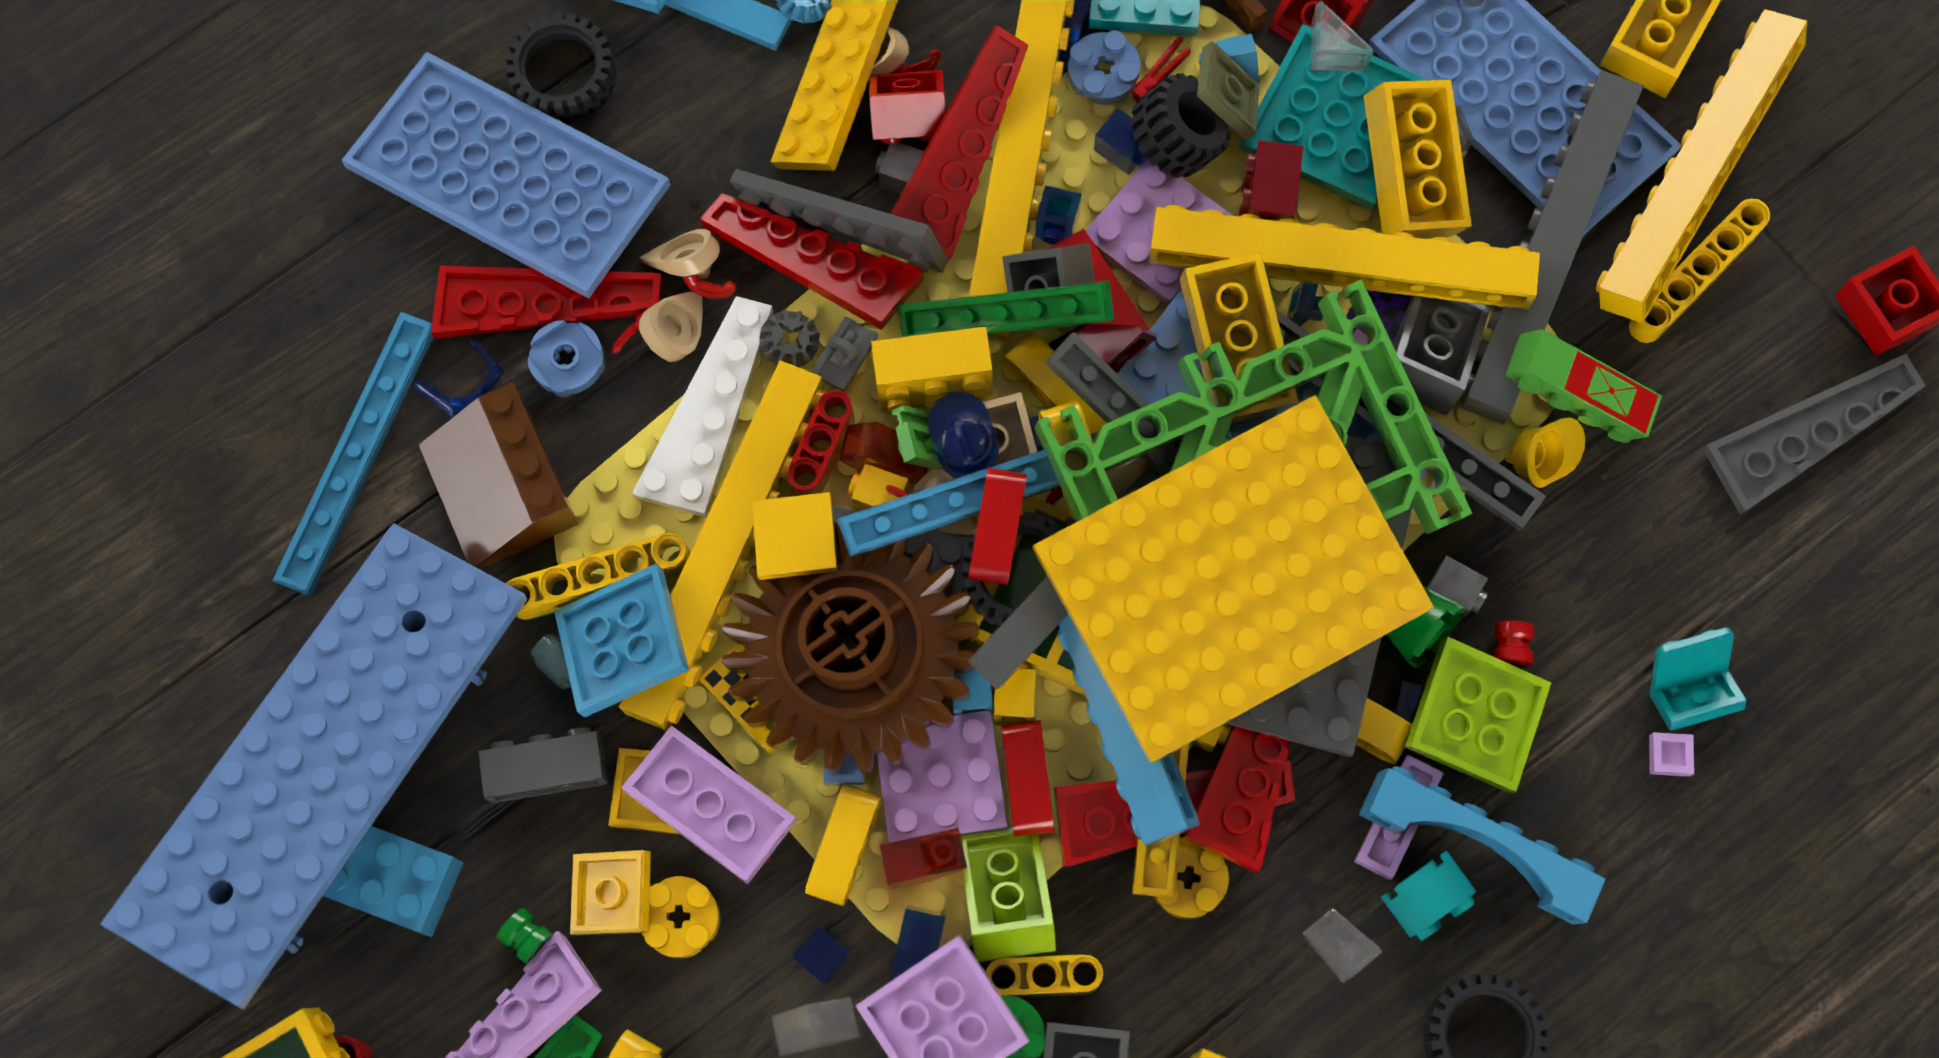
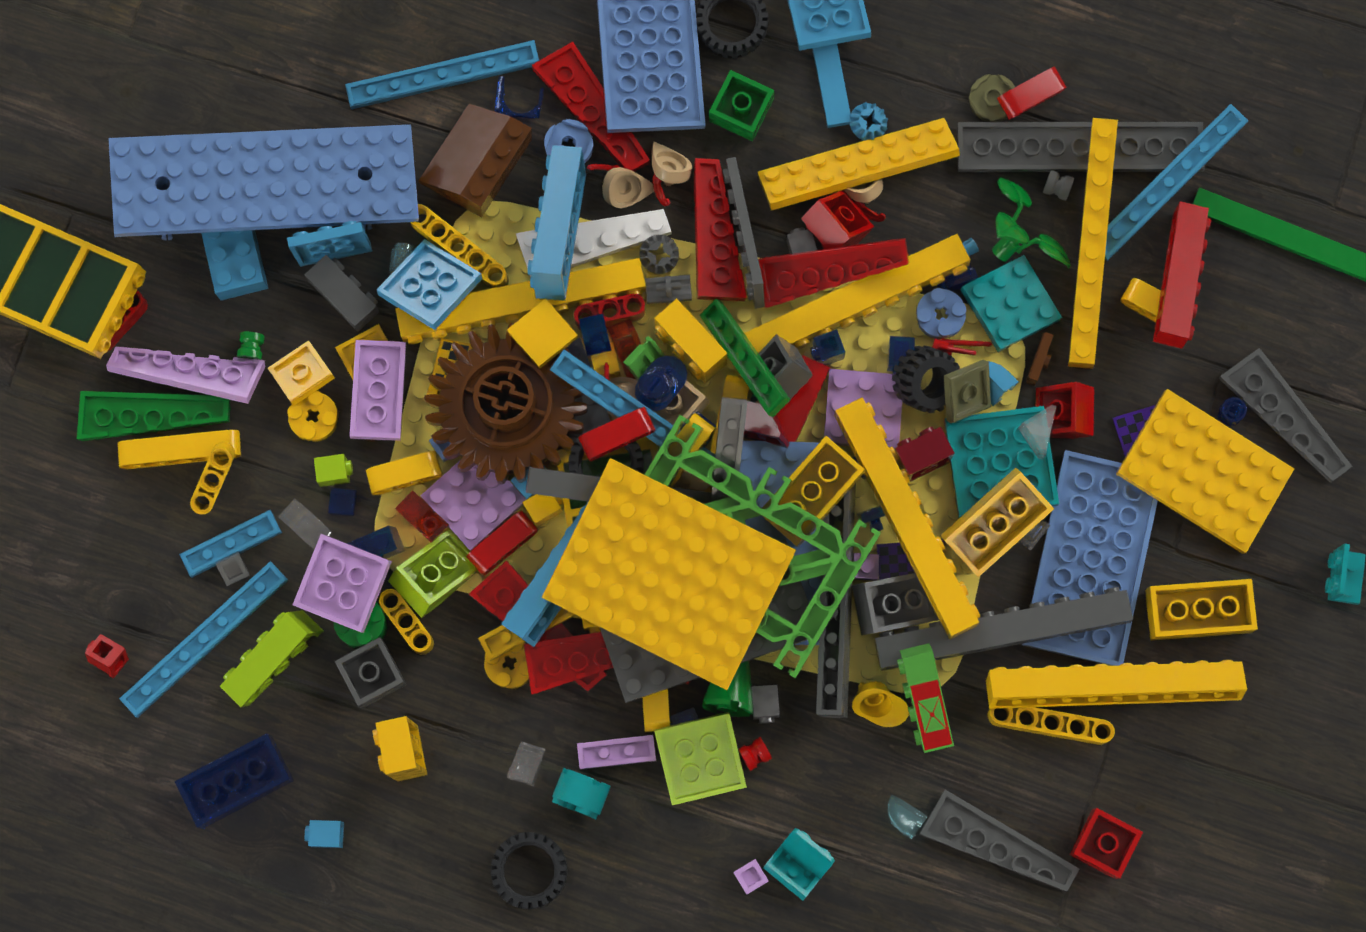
camera: 55 degrees right, 5 degrees up
(467, 730) = (334, 242): none -> dark azure plate
(662, 426) = (557, 222): none -> dark azure brick
(676, 121) = (741, 105): none -> green brick
(771, 937) = (333, 470): none -> lime brick
(842, 475) = (595, 334): none -> clear blue brick
(1563, 885) = (636, 862): dark azure arch -> none
(1708, 516) = (904, 816): none -> clear light blue brick

